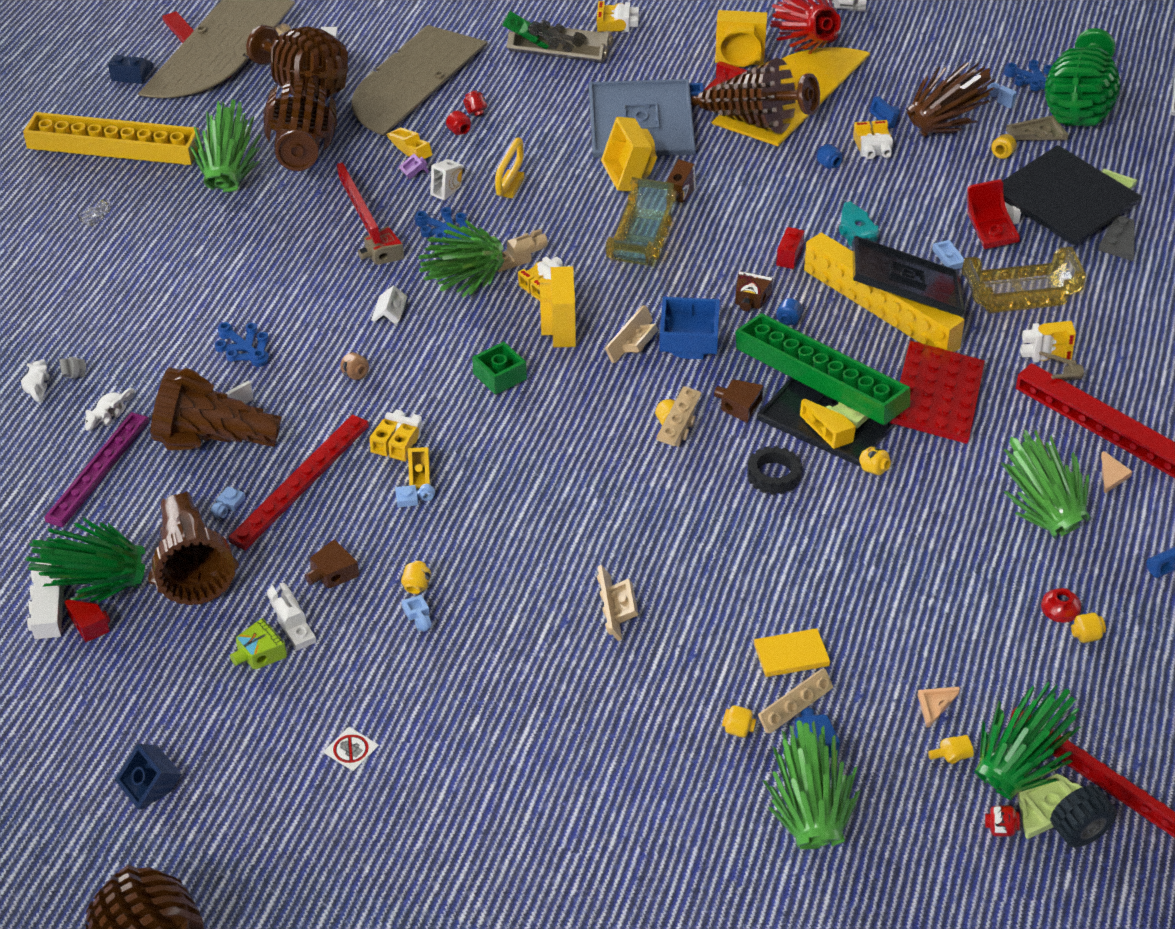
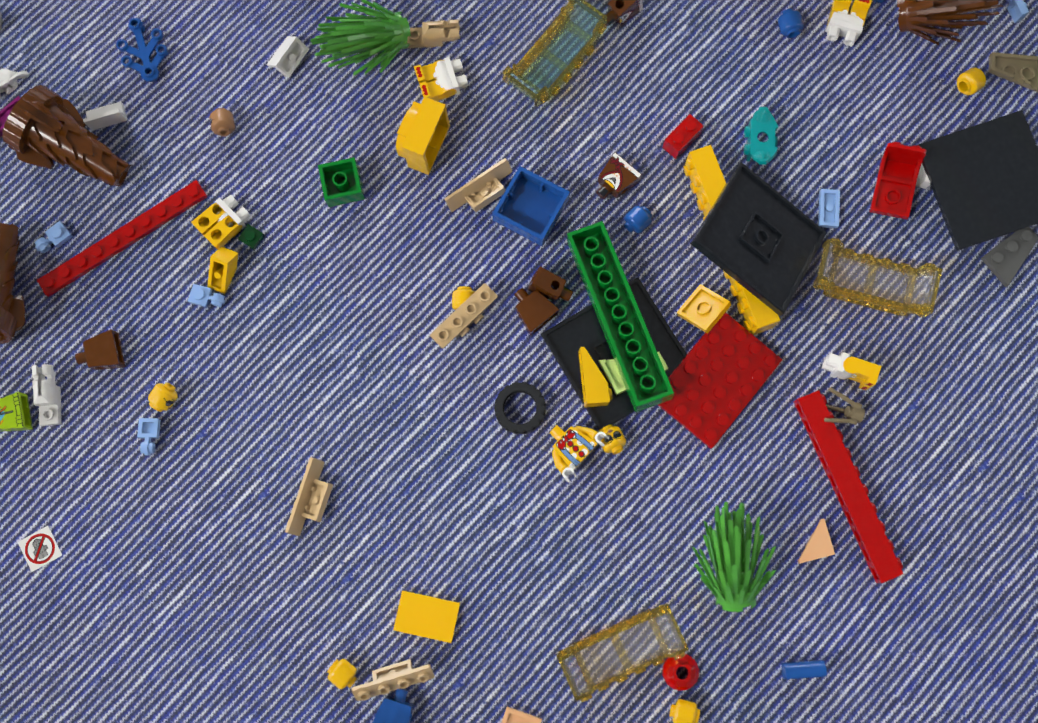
camera: 30 degrees right, 35 degrees up
(431, 438) = (251, 237): none -> dark green plate
(742, 369) = (542, 282): none -> reddish brown torso
(844, 476) = (573, 447): none -> torso
(891, 347) = (704, 308): none -> yellow plate
(1000, 595) = (621, 651): none -> clear windscreen

